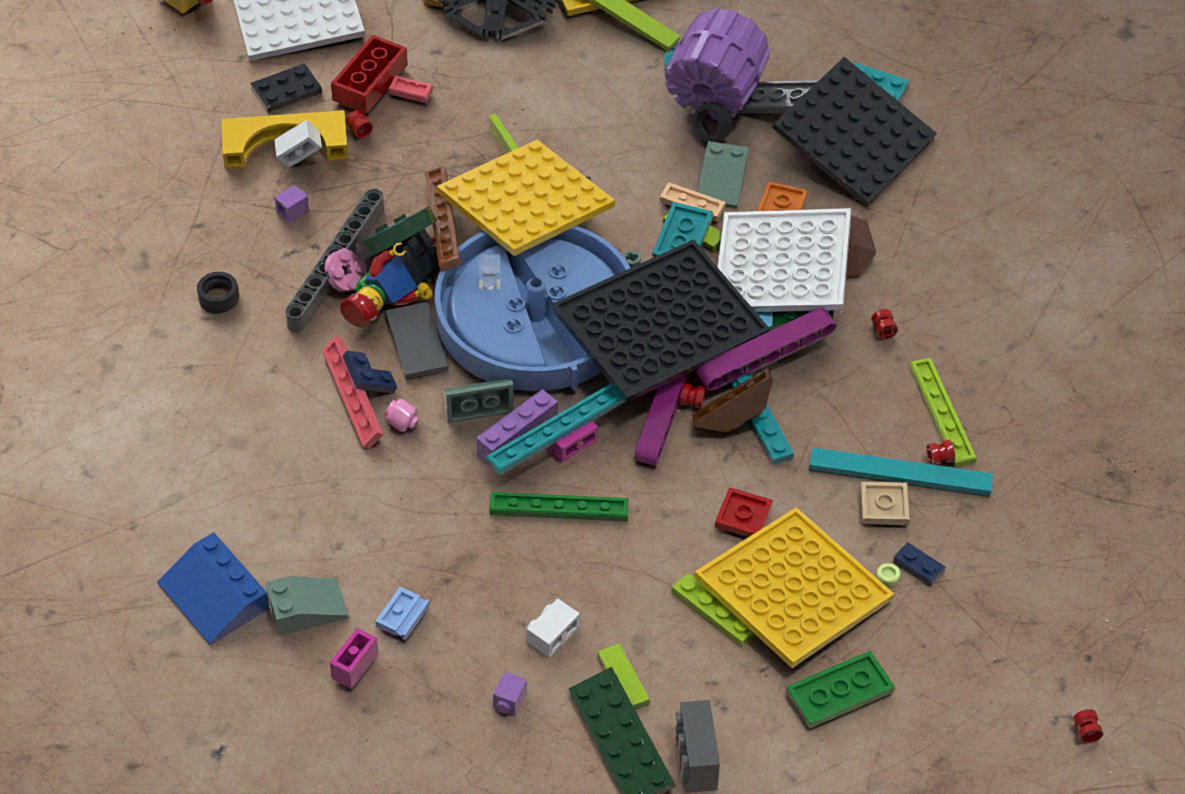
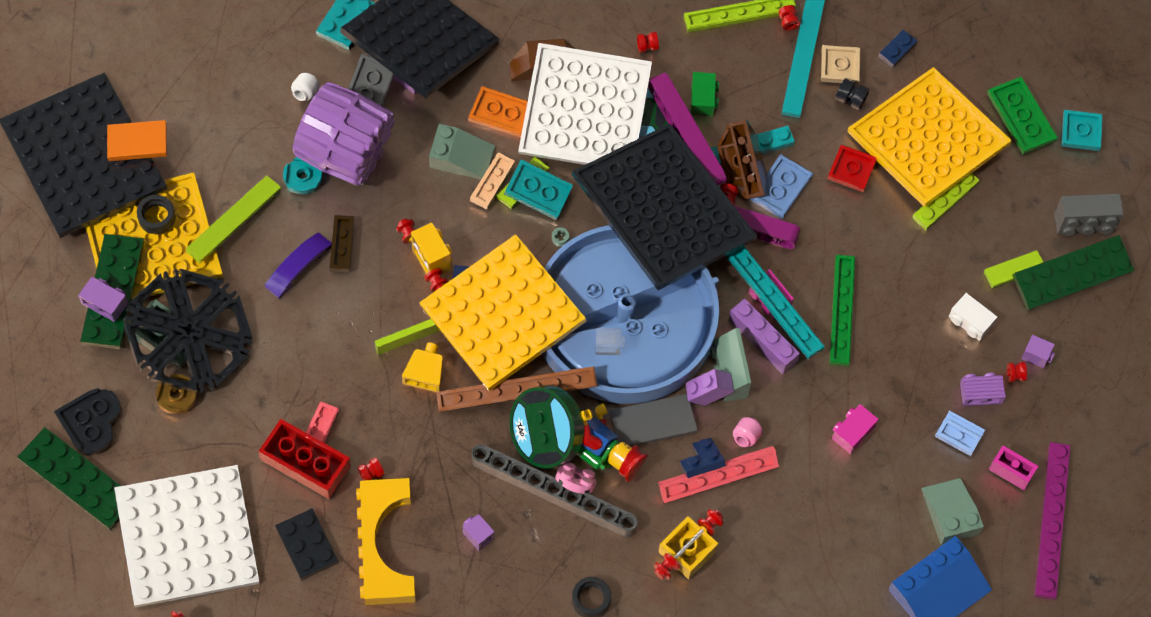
camera: 90 degrees left, 15 degrees up
(264, 359) = (689, 546): none -> yellow brick
(293, 706) = (1052, 521): none -> magenta plate
(298, 143) = (403, 523): white brick -> none
(406, 511) = (854, 428): none -> dark pink brick
(448, 371) = (709, 387): none -> medium lavender brick
(457, 634) = (982, 389): none -> medium lavender brick
(467, 155) = (424, 369): none -> yellow torso
(482, 670) = (1016, 371): none -> red wheel
(587, 62) = (296, 263): none -> dark purple slope
(598, 148) = (429, 250): none -> yellow brick
(608, 93) = (341, 243): none -> dark brown plate
(700, 125) = (391, 146): black tyre -> none
(715, 451) = (783, 186): none -> medium blue tile
(785, 56) = (305, 87): none -> white head
(824, 373) = (703, 93): none -> green brick
(827, 754) = (1081, 130): none -> teal plate
(842, 510) = (852, 94): none -> black wheel
(888, 574) = (908, 71): yellowish green tile -> none

